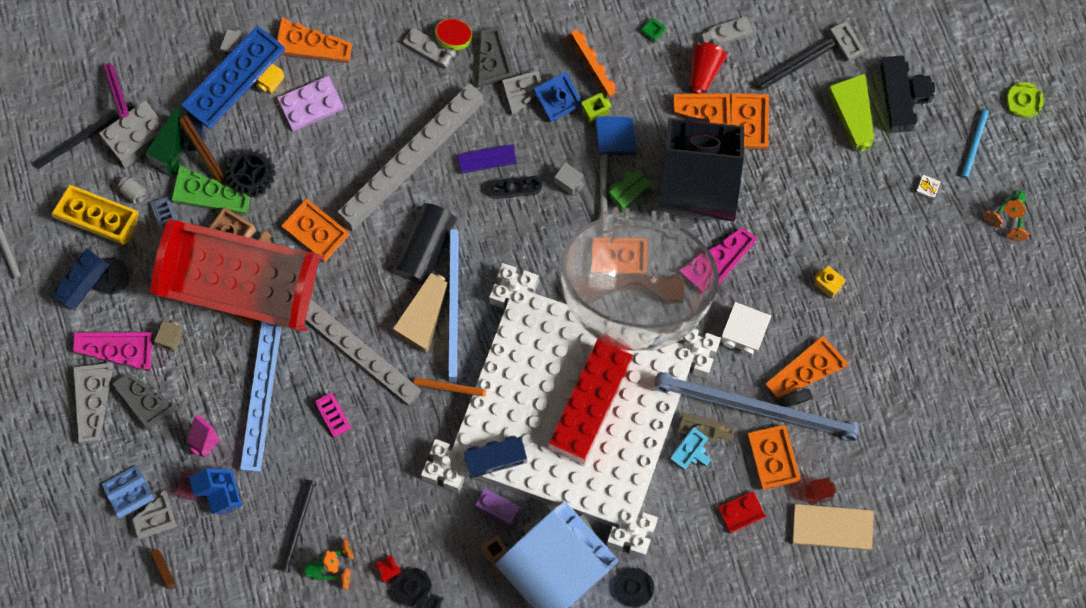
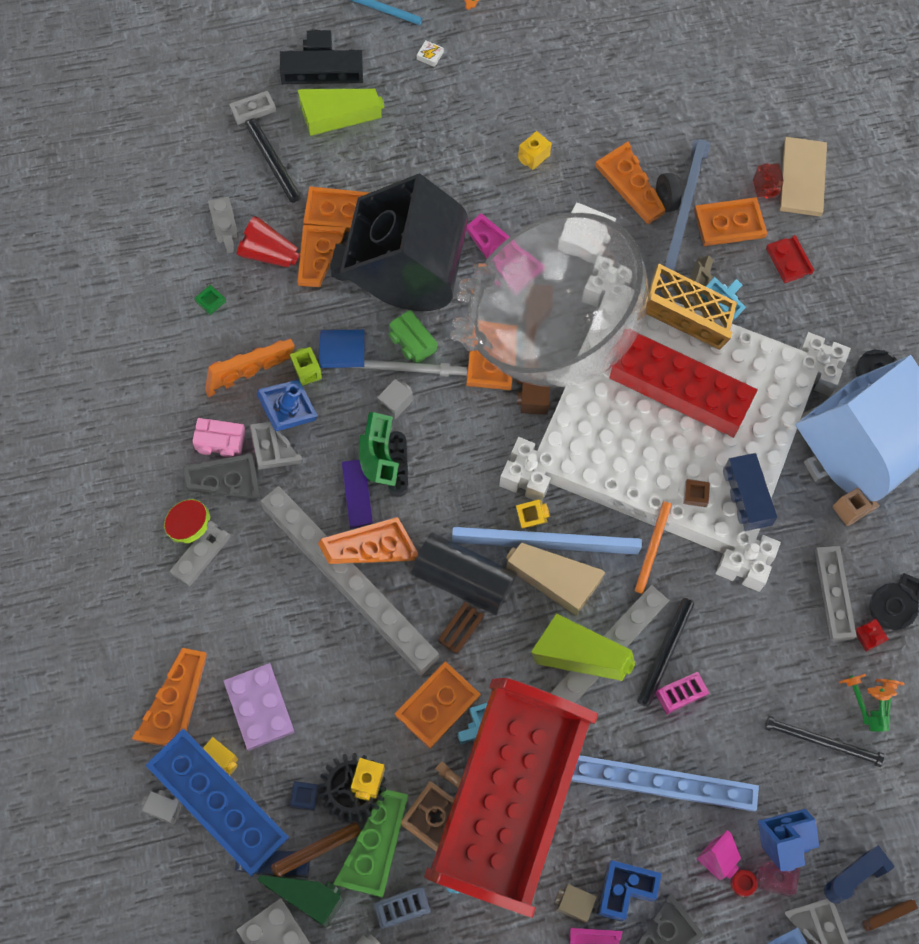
camera: 90 degrees left, 5 degrees down
(182, 367) = (623, 882): none -> blue brick
(183, 529) = (843, 884): none -> dark blue leg
(187, 461) = (744, 883): none -> red tile
(244, 141) = (304, 796): none -> dark blue tile
(251, 177) = (367, 779): none -> yellow brick
(360, 331) = (581, 650): none -> lime slope
(365, 236) = (472, 612): none -> reddish brown tile
(366, 402) = (665, 652): none -> black axle
(421, 539) = (835, 593): none -> light grey plate
(439, 170) = (372, 543): none -> orange wing
(473, 291) = (532, 513): none -> yellow brick
(492, 414) = (696, 493): none -> reddish brown plate
(497, 508) = (797, 504): medium lavender brick -> none
(519, 167) = (374, 450): none -> green arch
(526, 49) = (219, 437): none -> bright pink brick
(648, 403) = (685, 318): none -> pearl gold fence

